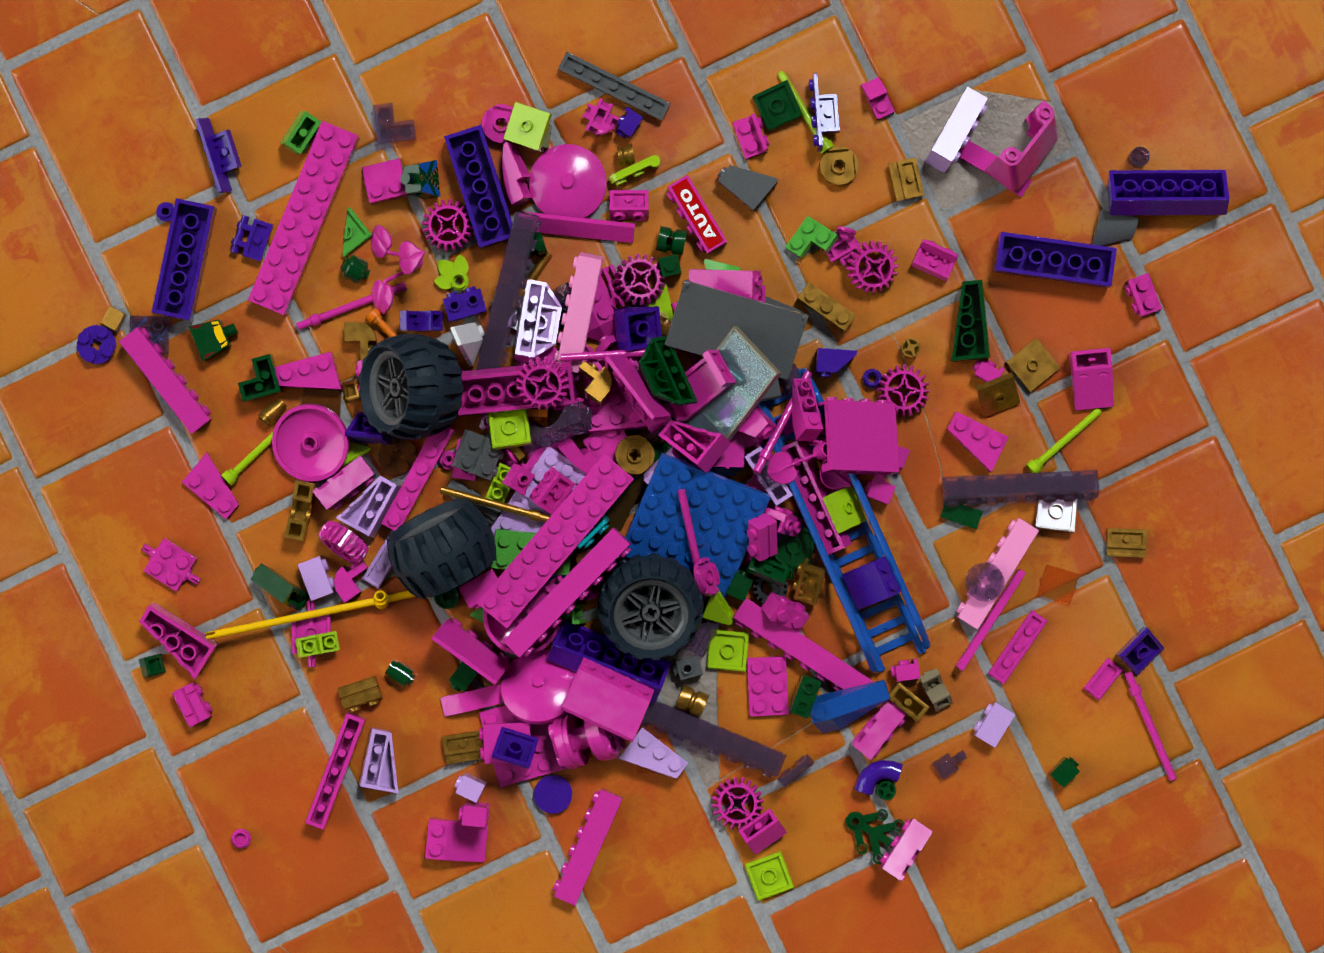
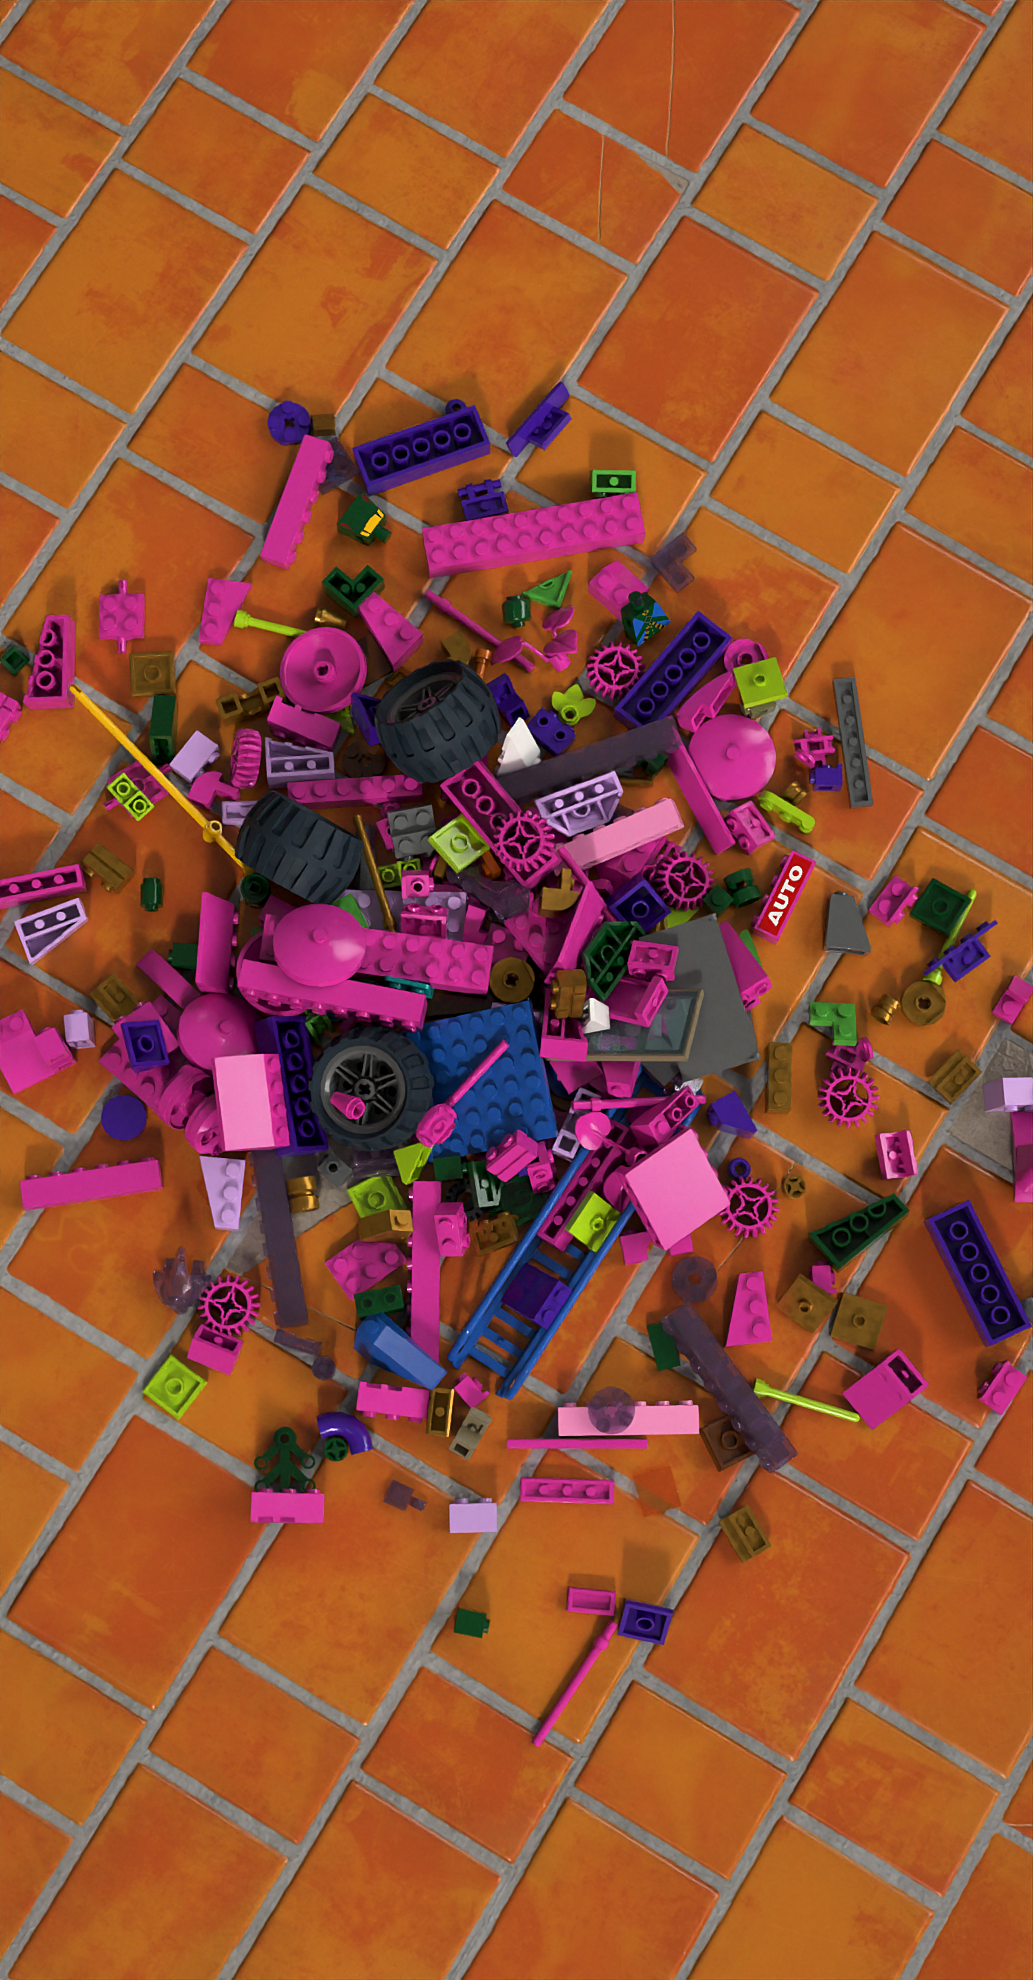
camera: 50 degrees right, 10 degrees down
(231, 569) = (152, 674): none -> pearl gold plate
(526, 579) = (319, 945): none -> dark pink dish
(657, 631) = (349, 1105): none -> dark pink cone
(677, 424) = (569, 993): none -> pearl gold brick
(689, 346) = (652, 960): none -> dark pink bracket
(700, 831) = (177, 1287): none -> piece
(702, 415) = (594, 1016): none -> white slope
(753, 657) = (386, 1226): none -> pearl gold slope
(824, 766) = (324, 1368): none -> clear purple wheel
(826, 196) = (886, 1009): none -> pearl gold wheel
(919, 456) = (695, 1292): none -> plate

